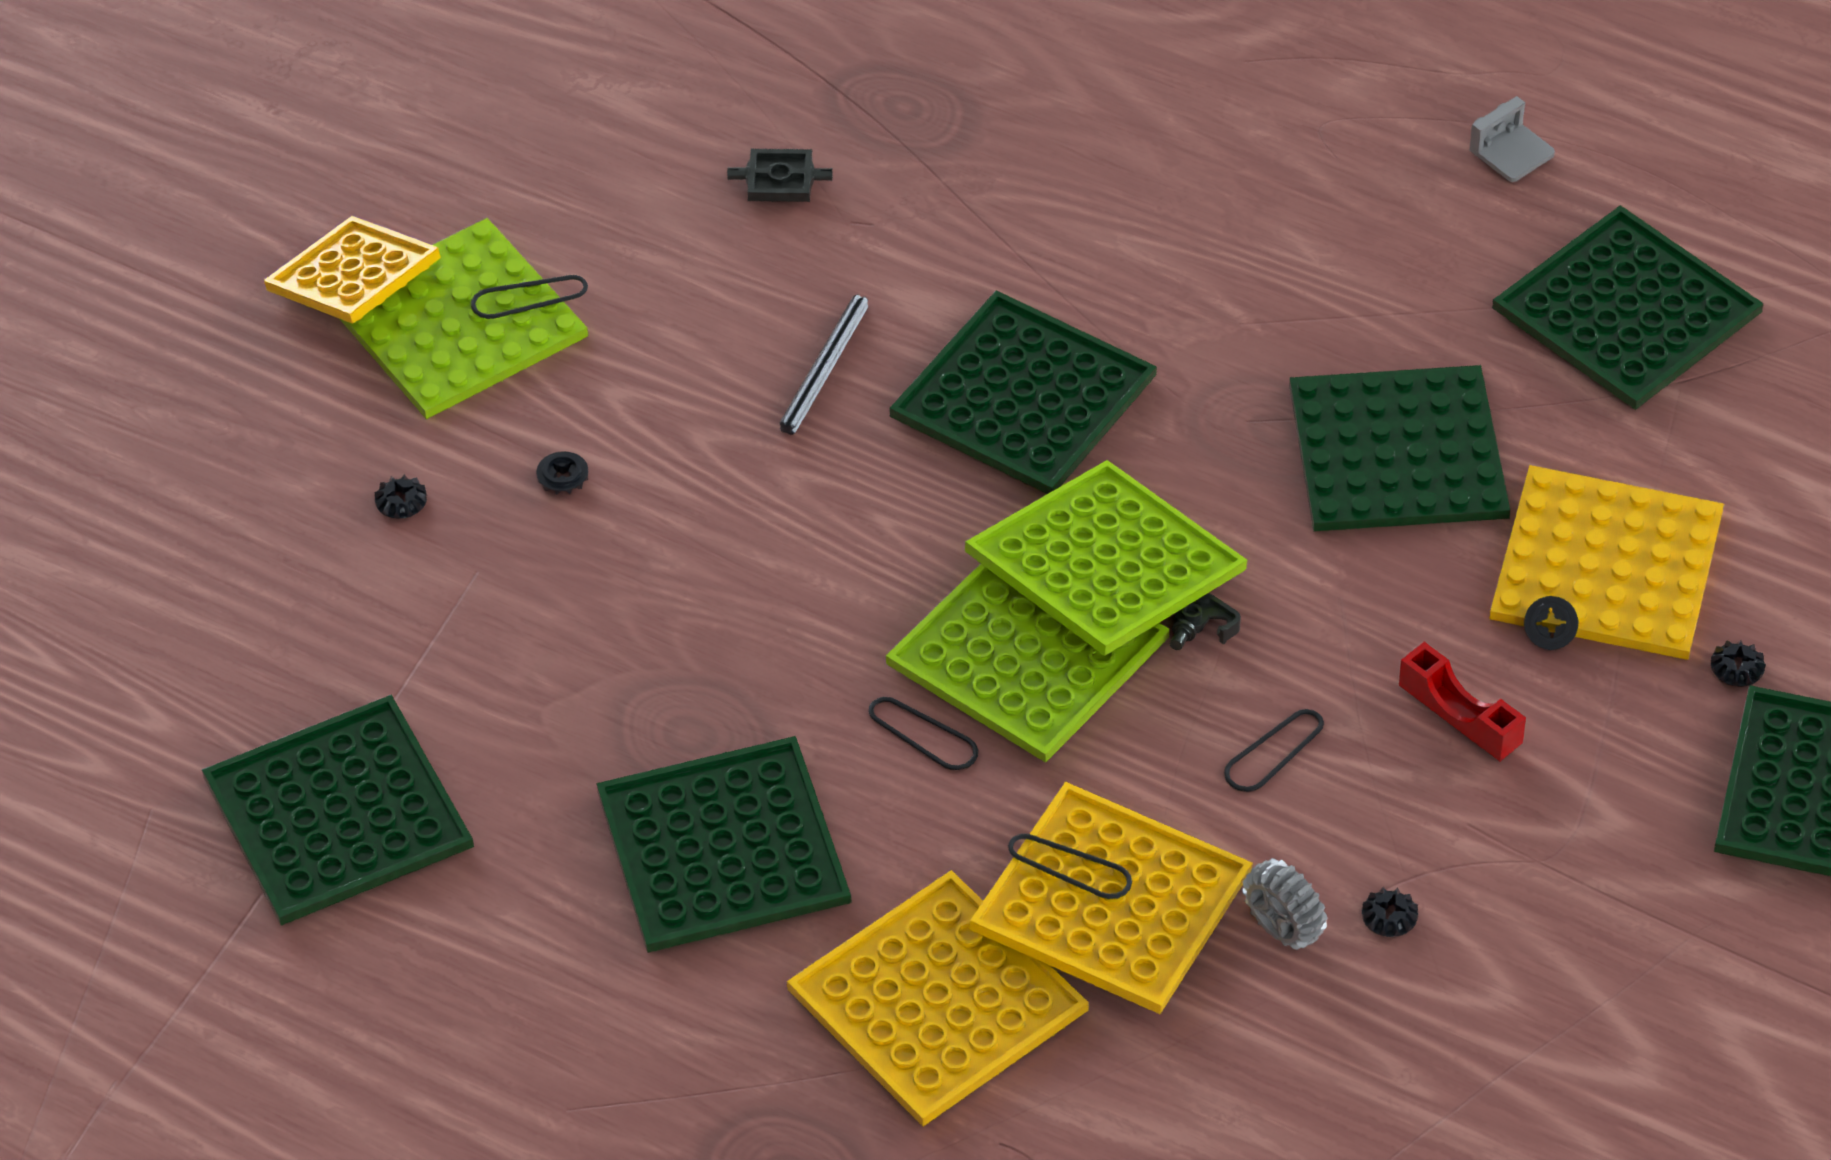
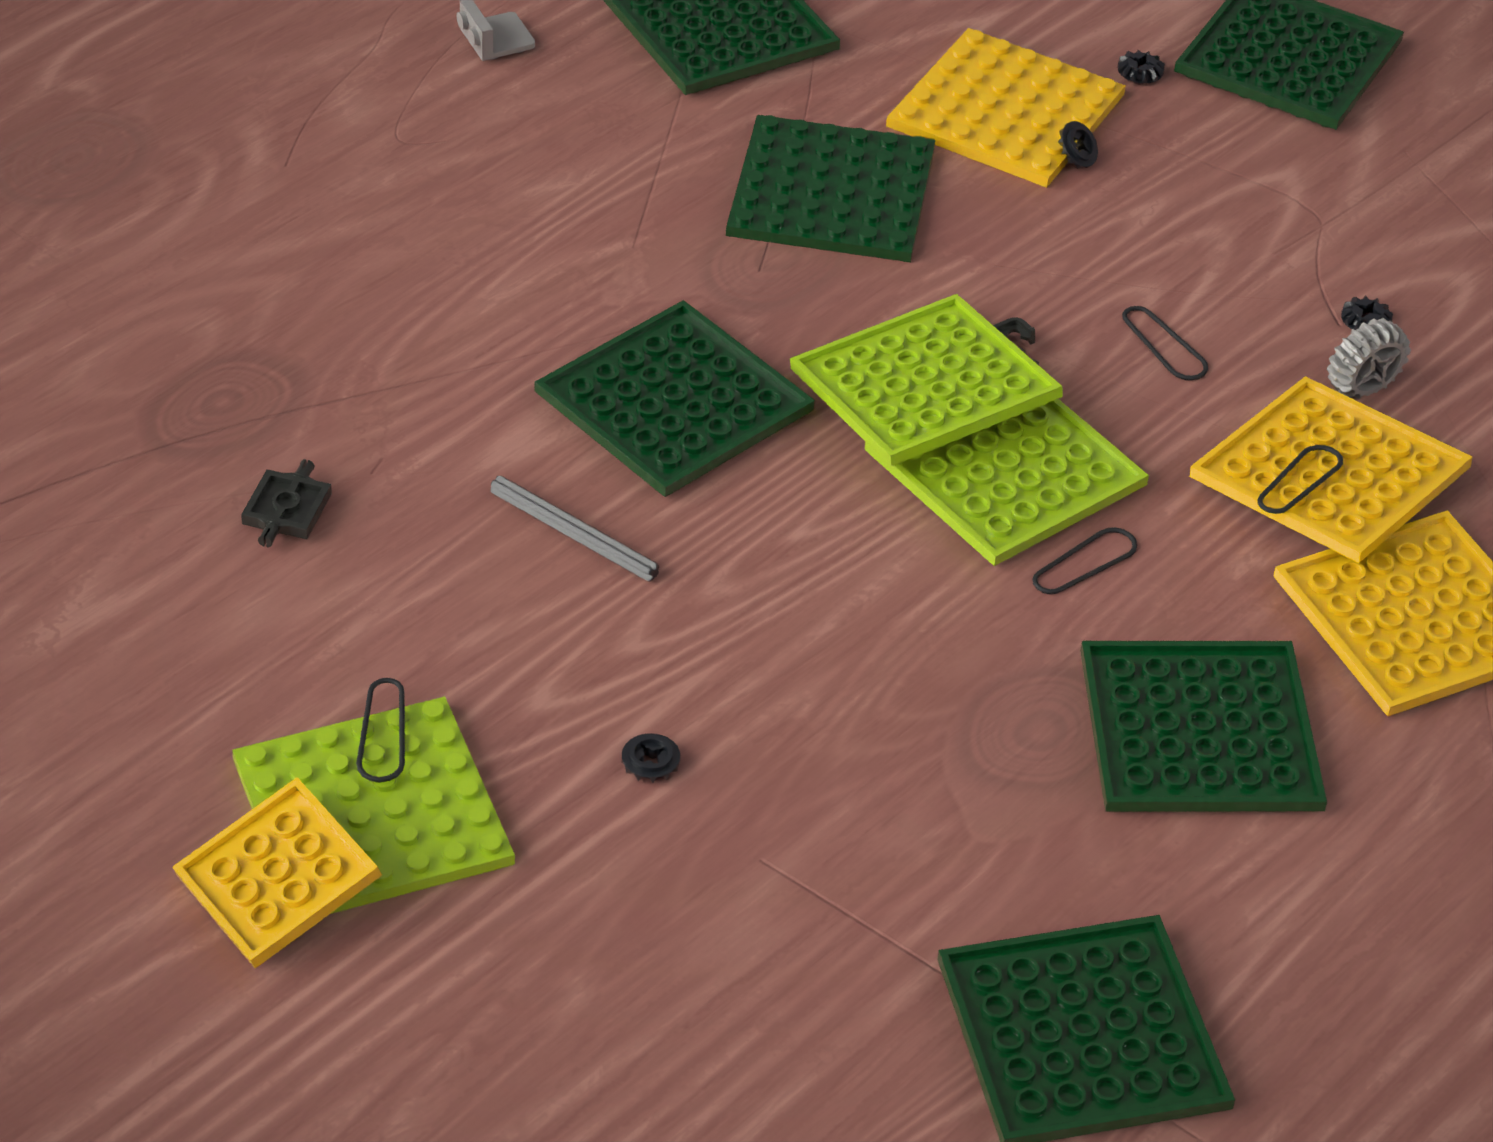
camera: 80 degrees left, 5 degrees down
(392, 505) = (623, 912): black gear -> none
(1431, 680) = (1187, 203): red arch -> none

